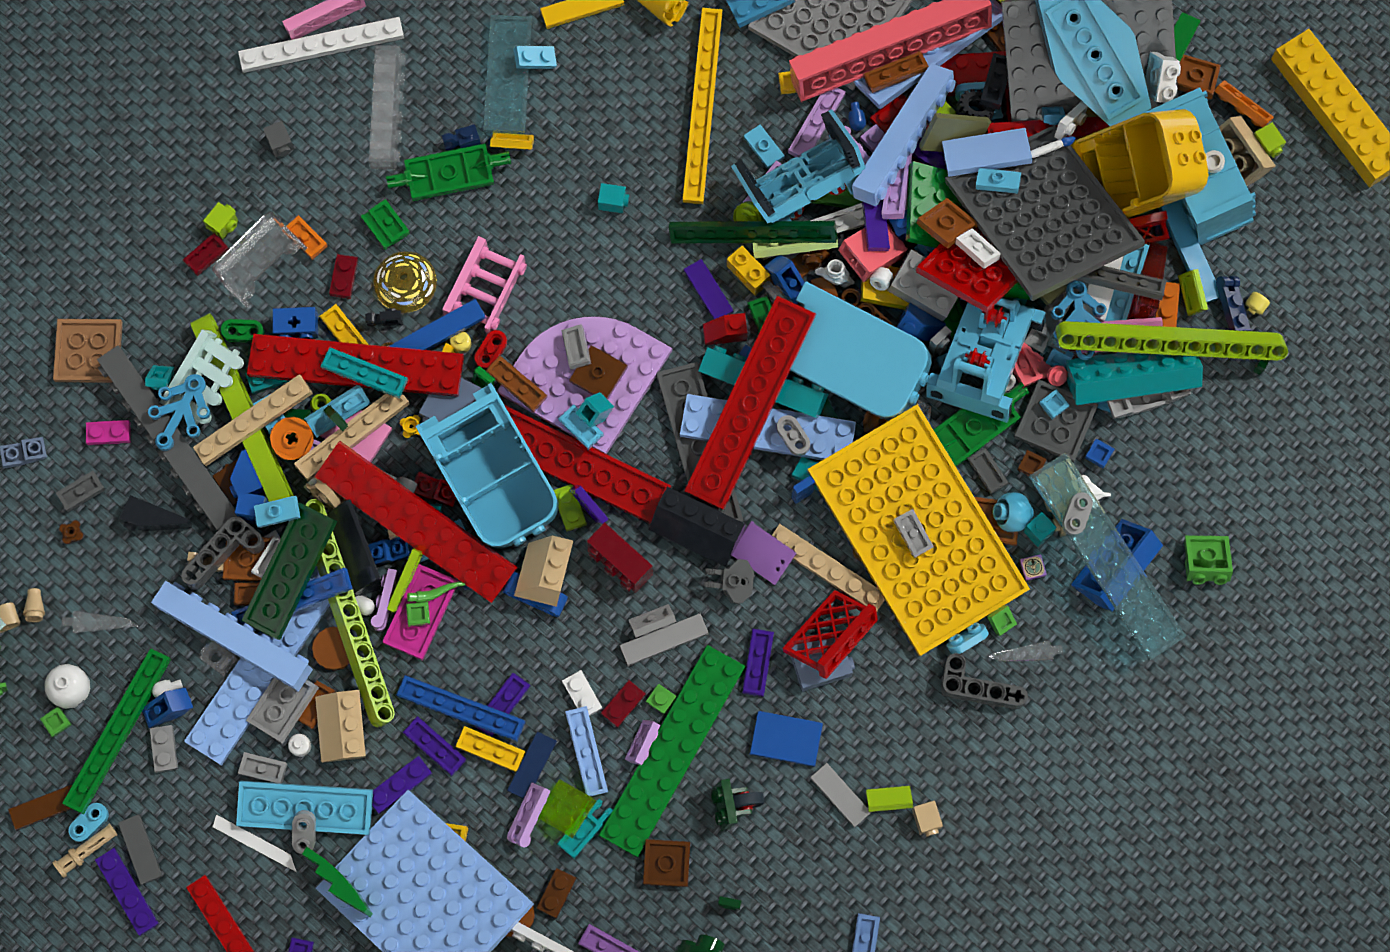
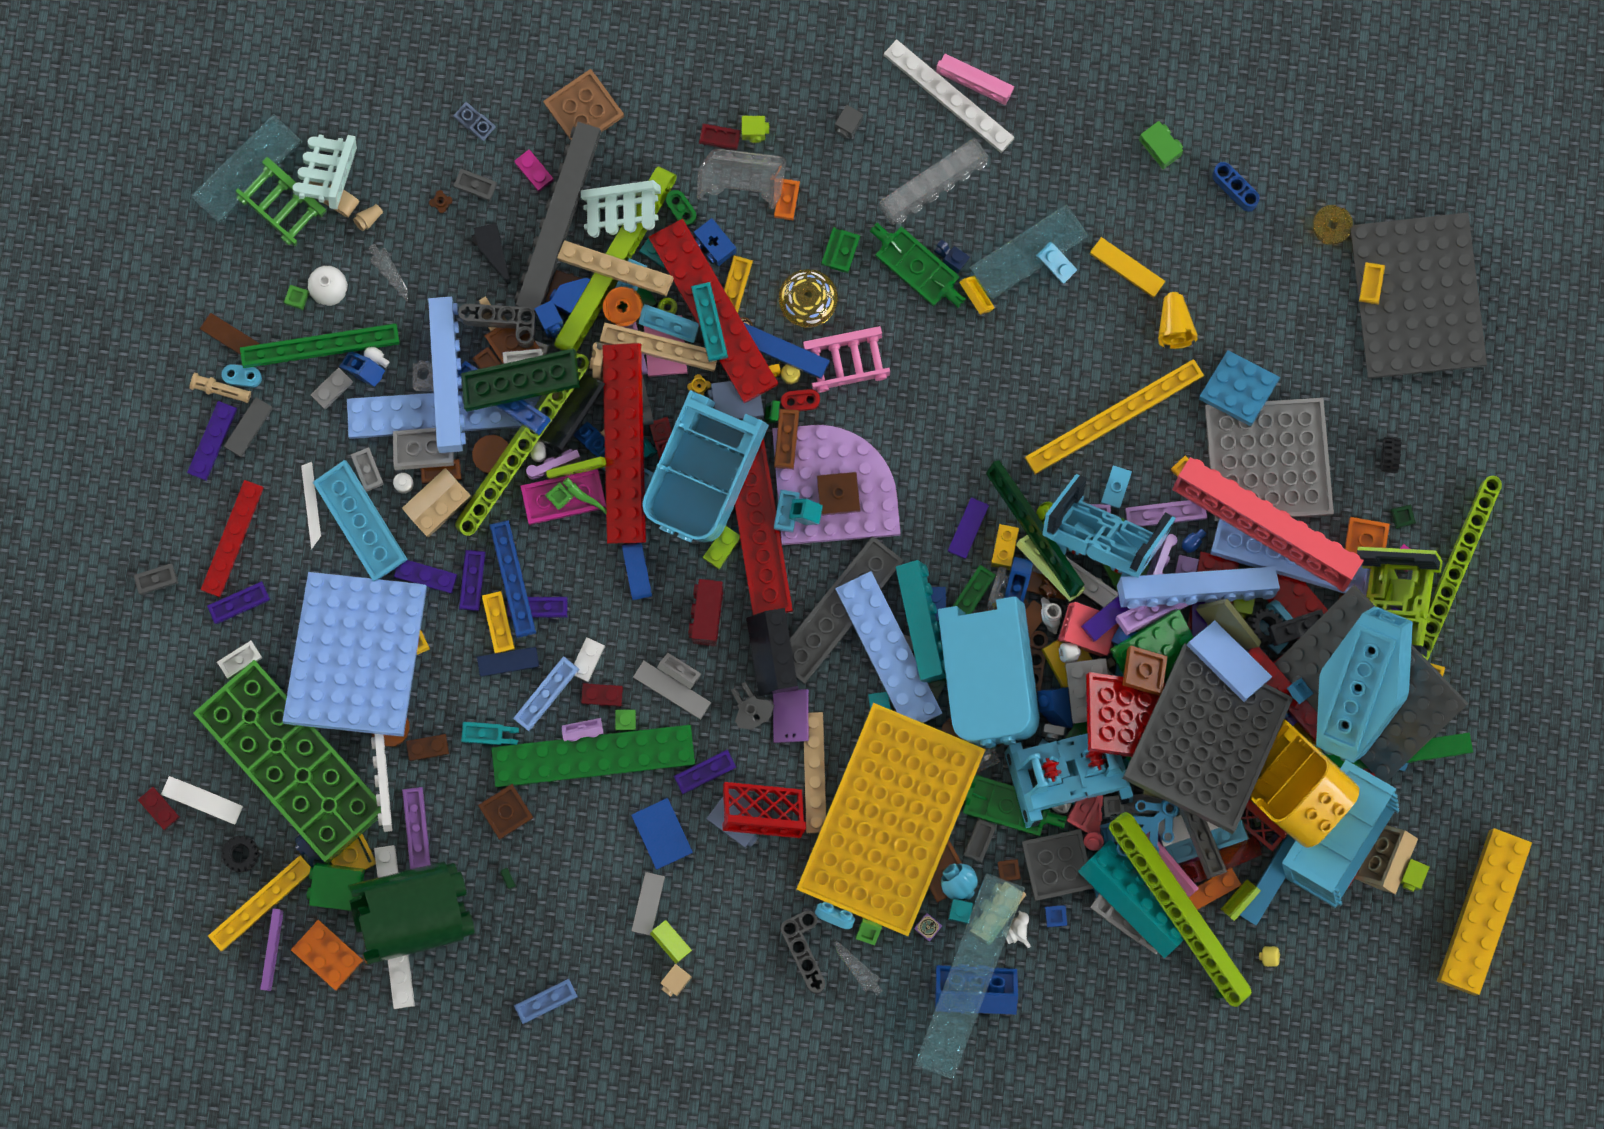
camera: 55 degrees right, 5 degrees up
(159, 377) = (599, 175): teal plate -> none
(180, 408) = (584, 211): dark azure plant -> none
(277, 511) = (555, 338): medium azure plate -> none
(303, 833) = (339, 533): light grey plate -> none
(335, 417) = (660, 327): dark green tile -> none
(340, 887) = (319, 590): green slope -> none
(343, 276) = (778, 250): dark red plate -> none
(387, 318) = (770, 307): black plate -> none
(528, 815) = (468, 685): lavender plate -> none
(544, 570) = (657, 564): tan slope -> none
(566, 808) = (493, 709): clear neon green plate -> none
(576, 346) = (846, 462): light grey tile -> none
(588, 504) = (730, 560): dark purple tile -> none
(612, 198) = (987, 403): teal brick -> none
(726, 329) = (945, 563): red slope -> none
(733, 803) = (590, 835): dark green plate -> none
(750, 402) = (894, 623): red plate -> none
(794, 436) = (893, 673): light grey plate -> none
(803, 489) = (859, 710): blue tile -> none
(896, 71) = (1249, 544): dark orange tile -> none
(913, 533) = (882, 817): light grey plate -> none
(978, 248) = (1138, 708): white plate -> none
(998, 180) = (1209, 686): medium azure plate -> none
(1054, 404) = (1068, 854): medium azure tile -> none
(1064, 142) = (1281, 715): white piece -> none
(1071, 121) = (1298, 708): white plate -> none
(1078, 513) = (982, 929): light grey plate -> none
(1162, 77) = (1386, 753): white plate -> none
(1197, 74) = (1426, 781): dark orange tile -> none
(1208, 559) = (1031, 1056): bright green plate -> none
(1215, 161) = (1340, 841): white tile -> none
(1232, 303) = (1254, 938): dark blue plate -> none
(1243, 104) = (1431, 834): orange plate -> none

